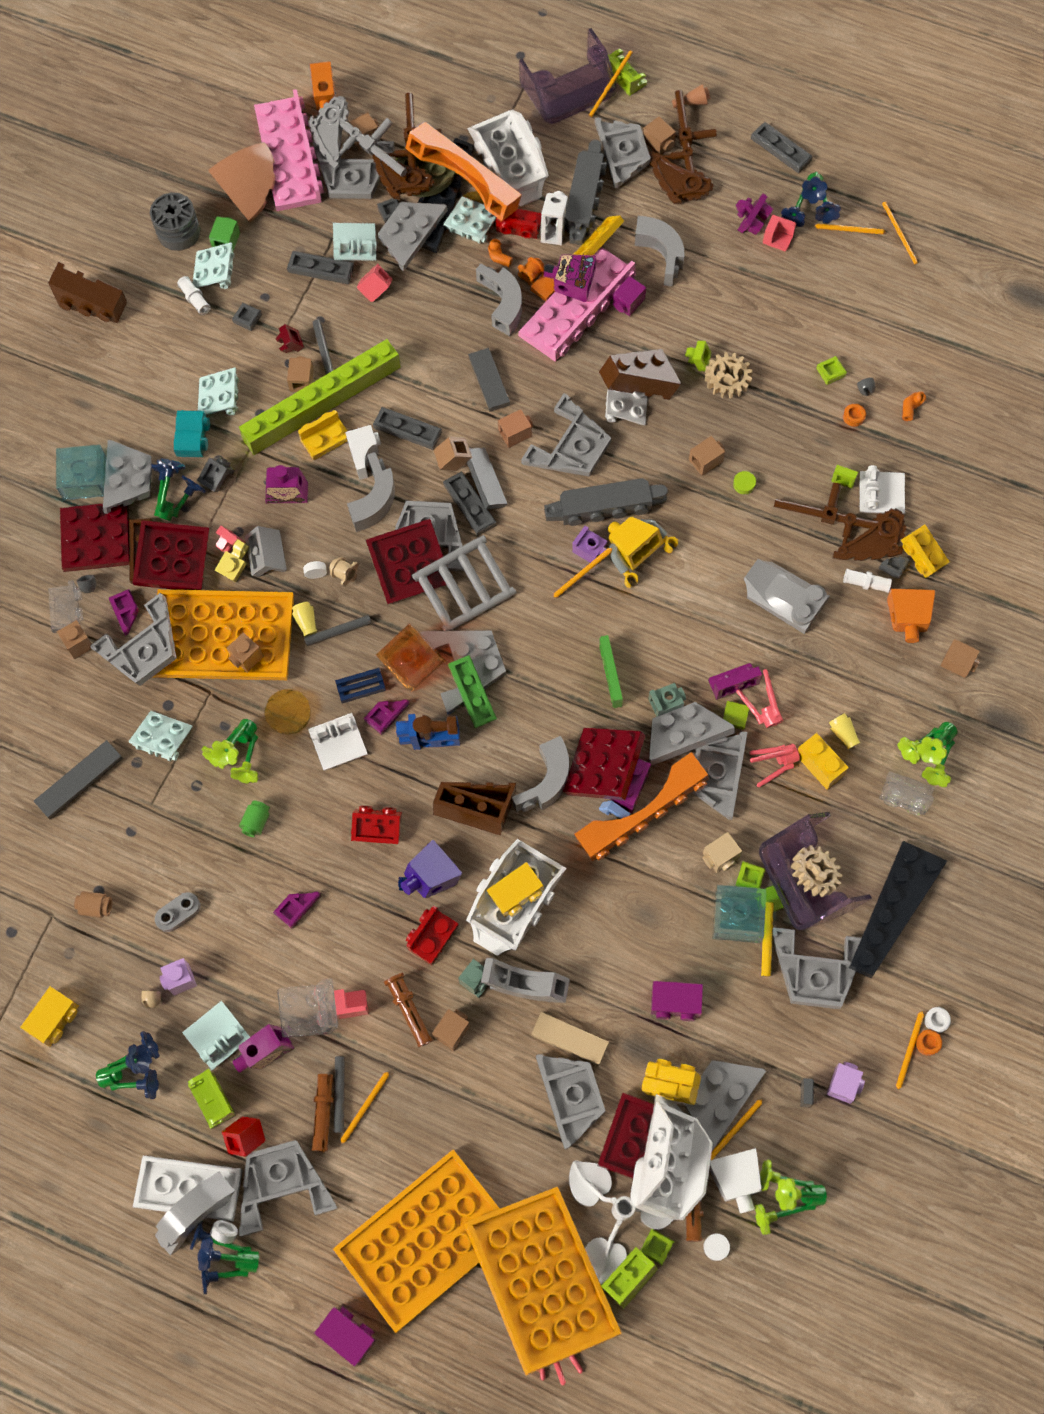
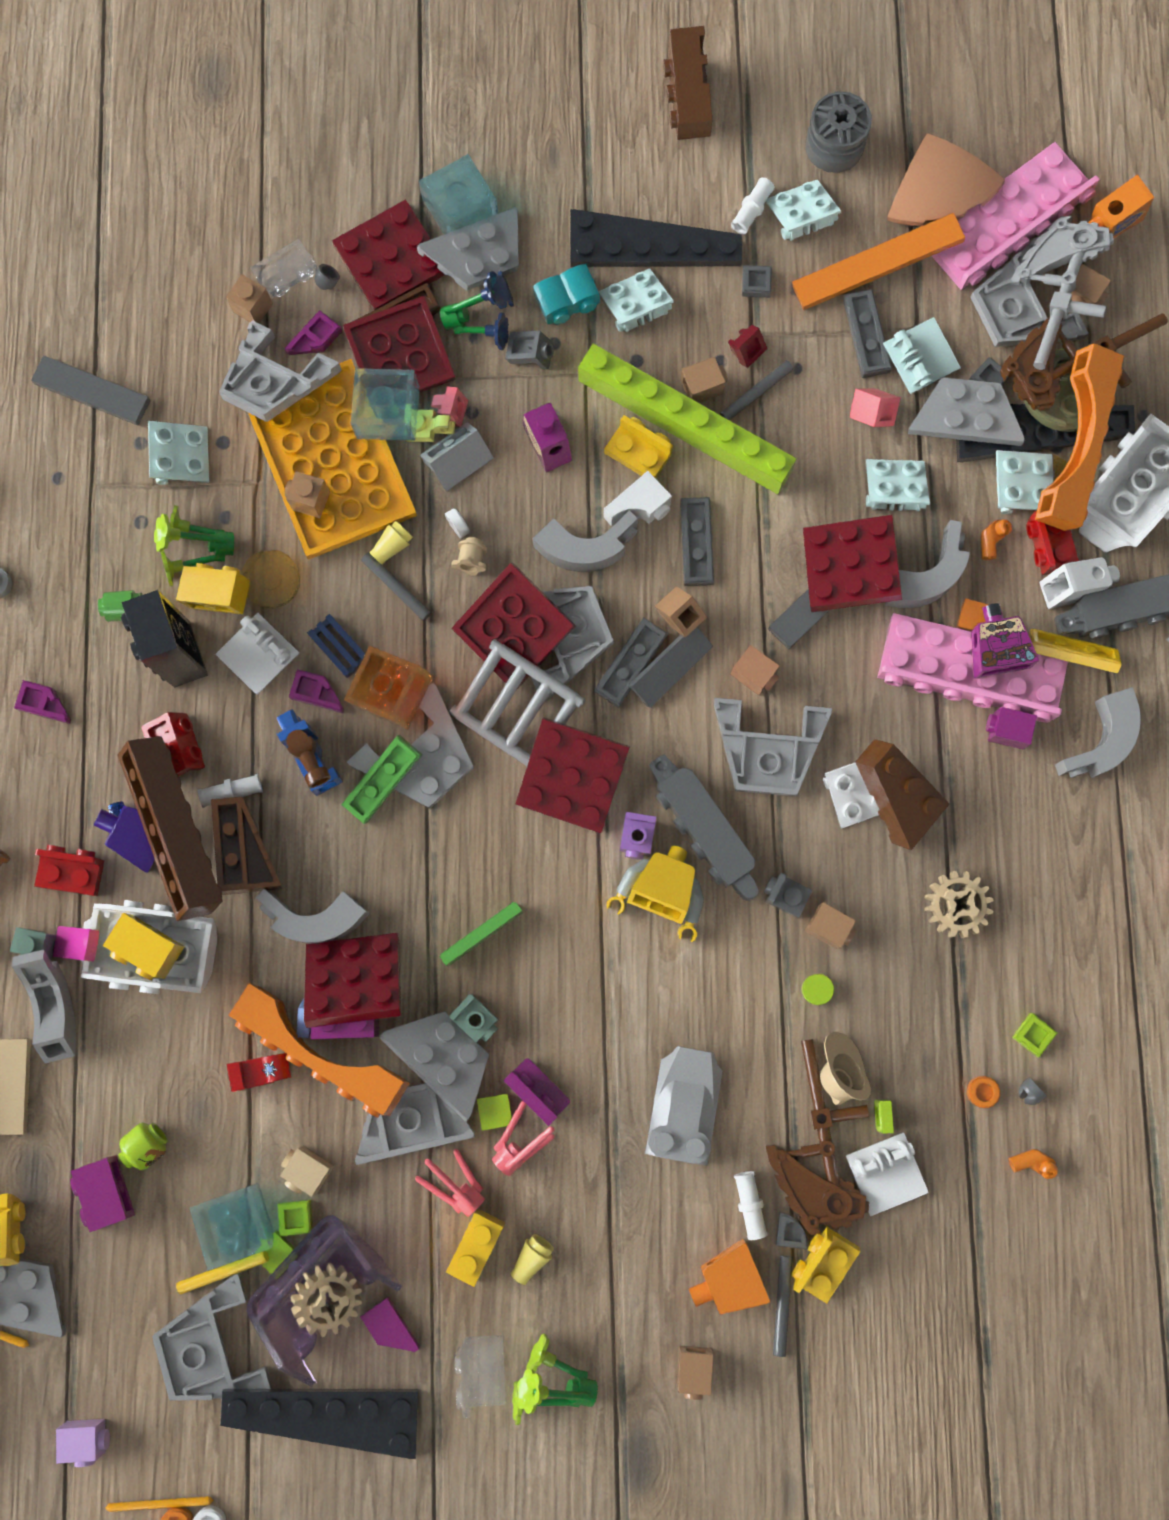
camera: 65 degrees right, 10 degrees up
(176, 378) = (634, 242): none -> black wing
(208, 573) = (385, 404): none -> clear light blue brick
(224, 231) = (854, 198): bright green brick -> none
(276, 238) = (878, 261): none -> orange tile
(277, 748) = (213, 589): none -> yellow brick
(303, 782) = (163, 639): none -> black brick
(427, 798) = (230, 789): none -> white pin
(434, 293) = (896, 483): none -> light aqua hinge
(439, 836) = (170, 828): none -> reddish brown brick
(474, 339) = (852, 563): none -> dark red plate
(489, 942) = (76, 943): none -> dark pink tile
(530, 568) = (572, 775): none -> dark red plate
(531, 270) = (989, 588): orange brick -> none
(582, 572) = (596, 841): light orange axle -> none
(638, 858) = (258, 1072): none -> red leg
(655, 959) = (142, 1146): none -> lime head
(673, 474) = (787, 895): none -> dark grey bracket
(699, 356) = (968, 856): lime tile -> none
(806, 489) = (844, 1071): none -> tan piece
(807, 1092) = (51, 1399): dark grey tile -> none
(851, 844) = (389, 1327): none -> magenta tile
(940, 590) = (782, 1306): none -> dark grey bar

